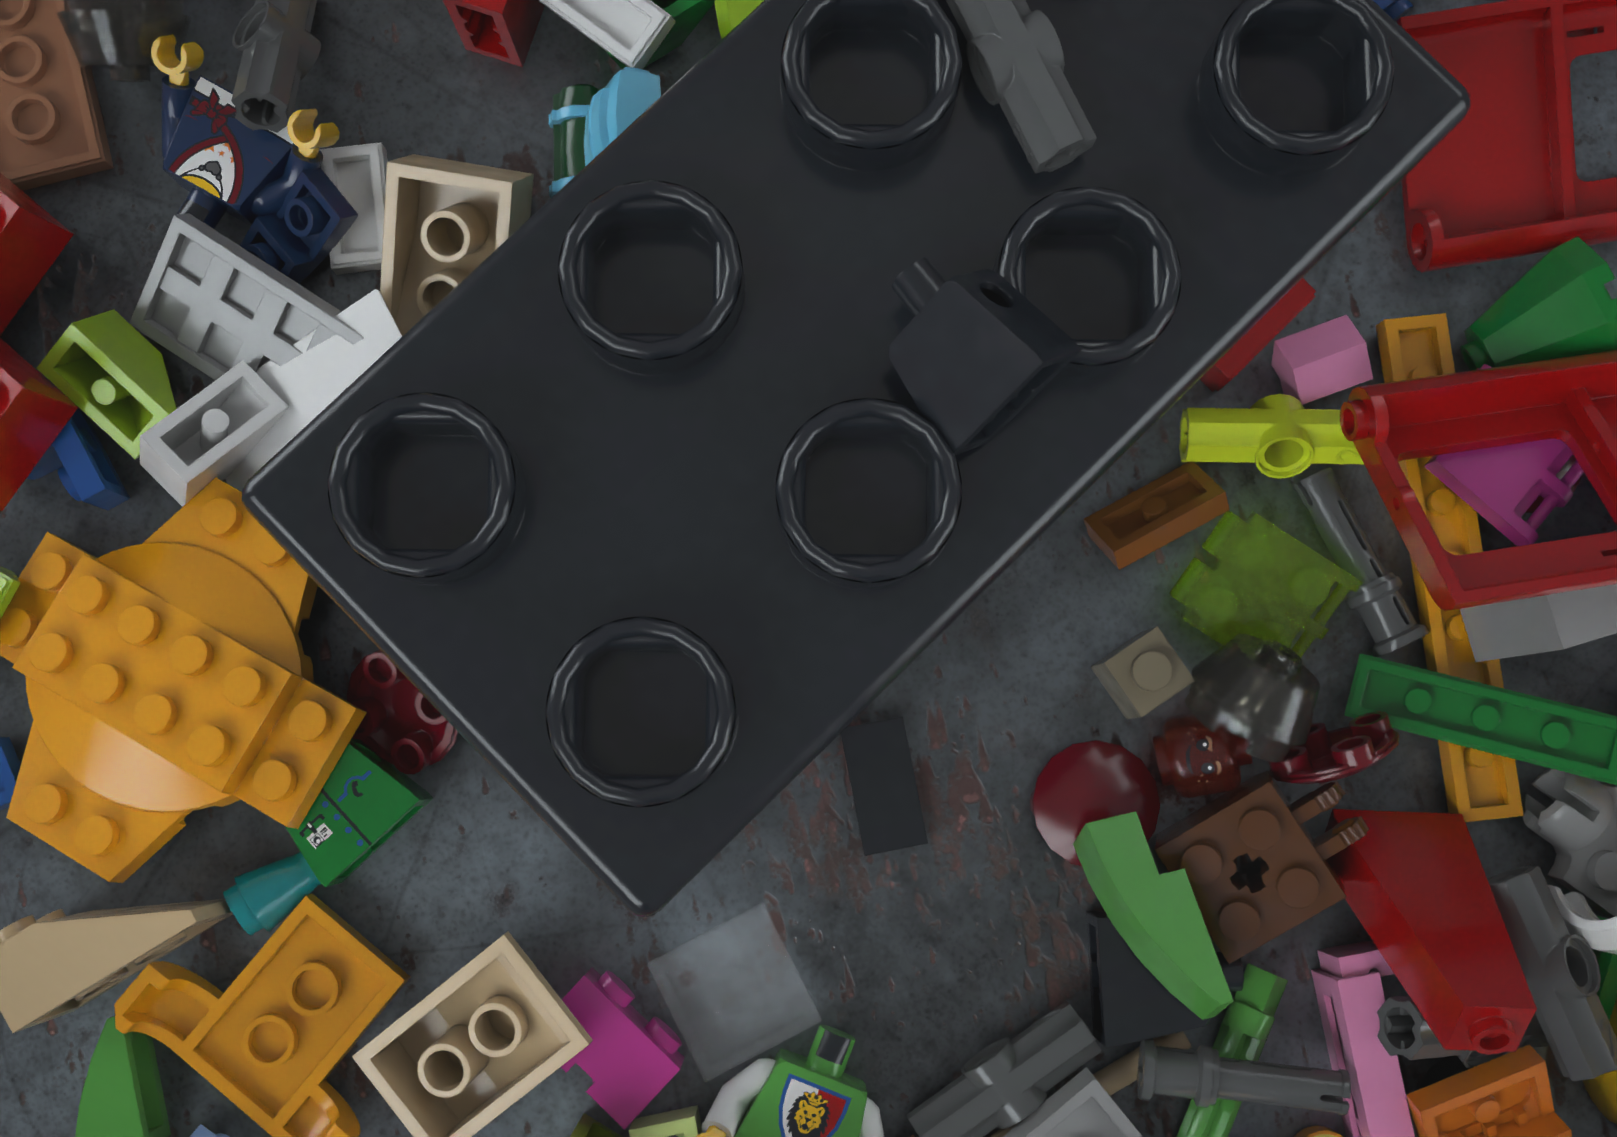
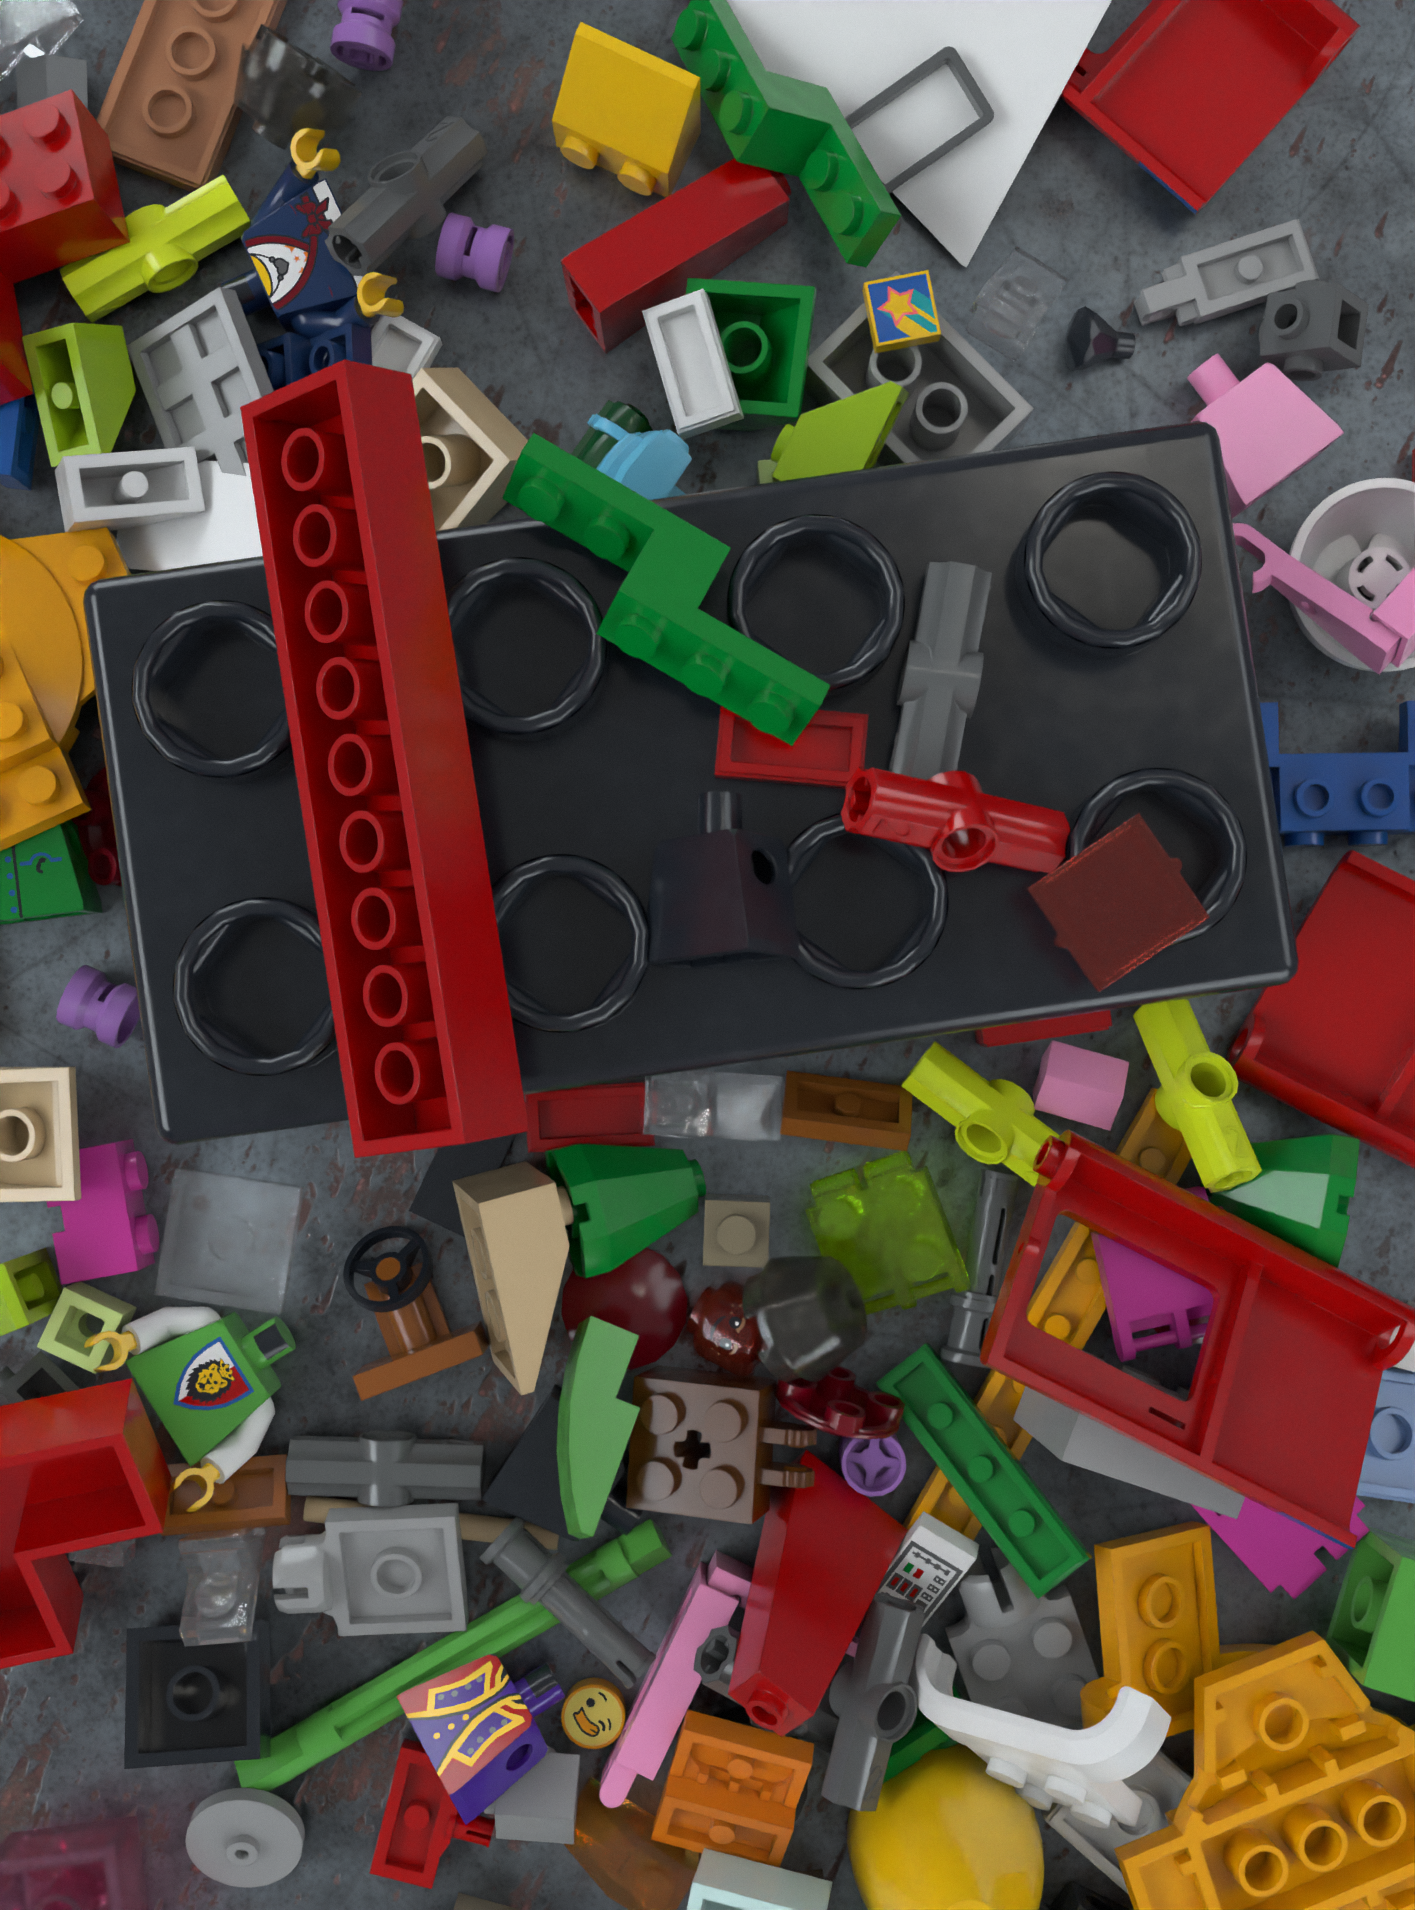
camera: 45 degrees right, 5 degrees up
(104, 228) = (160, 251): none -> neon yellow piece
(376, 53) = (474, 252): none -> medium lavender wheel
(488, 873) = (99, 1006): none -> medium lavender wheel
(612, 442) = (383, 762): none -> red brick
(740, 137) = (659, 600): none -> green bracket
(927, 944) = (407, 1315): none -> dark orange piece
(932, 200) = (821, 756): none -> red tile
(954, 671) = (587, 1116): none -> red tile
(992, 829) = (517, 1257): none -> tan slope
(1030, 720) = (622, 1199): none -> green cone
(1047, 587) = (713, 1105): none -> clear slope
(1119, 152) = (954, 820): none -> red piece
(1304, 123) = (1118, 903): none -> clear red piece
(1399, 783) = (872, 1470): none -> medium lavender wheel
(1423, 295) = (1197, 1094): none -> neon yellow piece
(1503, 824) = (928, 1564): none -> white tile

